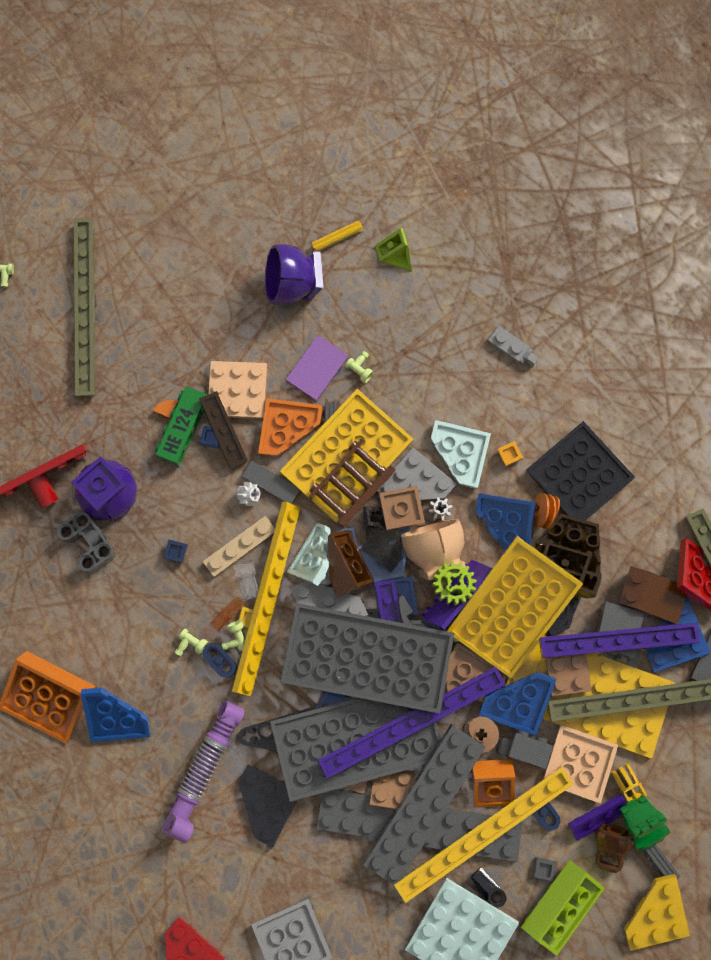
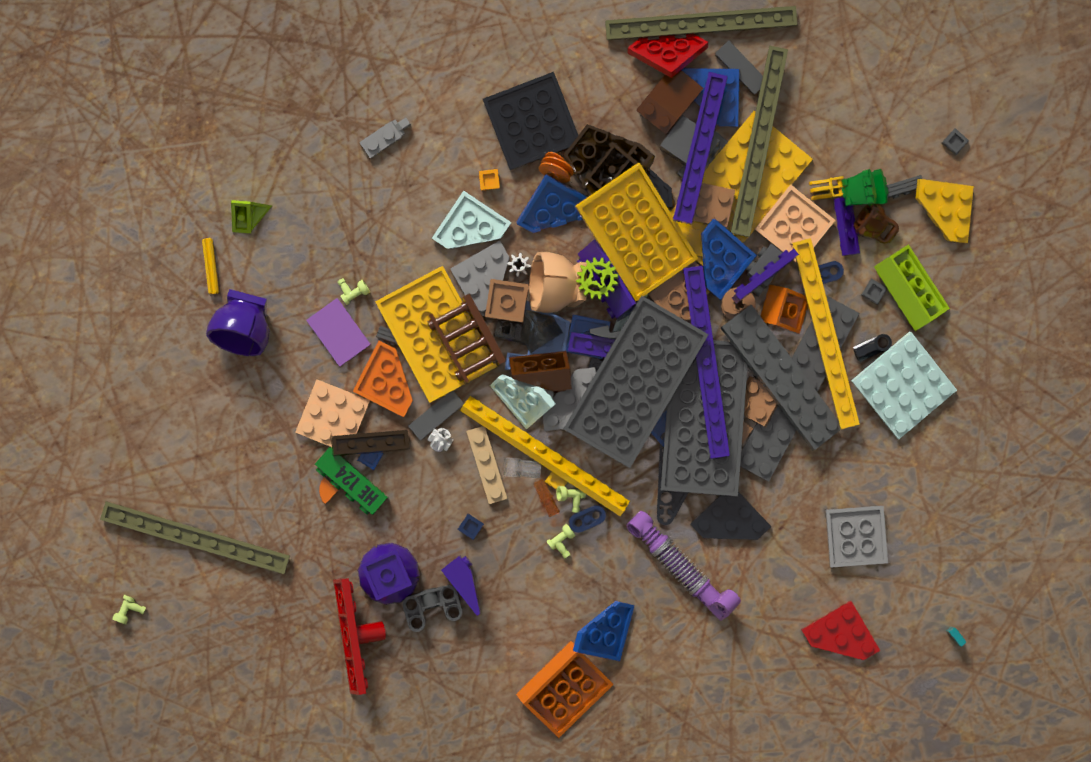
camera: 70 degrees left, 10 degrees up
(119, 561) = (462, 579): none -> dark purple slope
(512, 744) = (770, 270): none -> dark purple plate

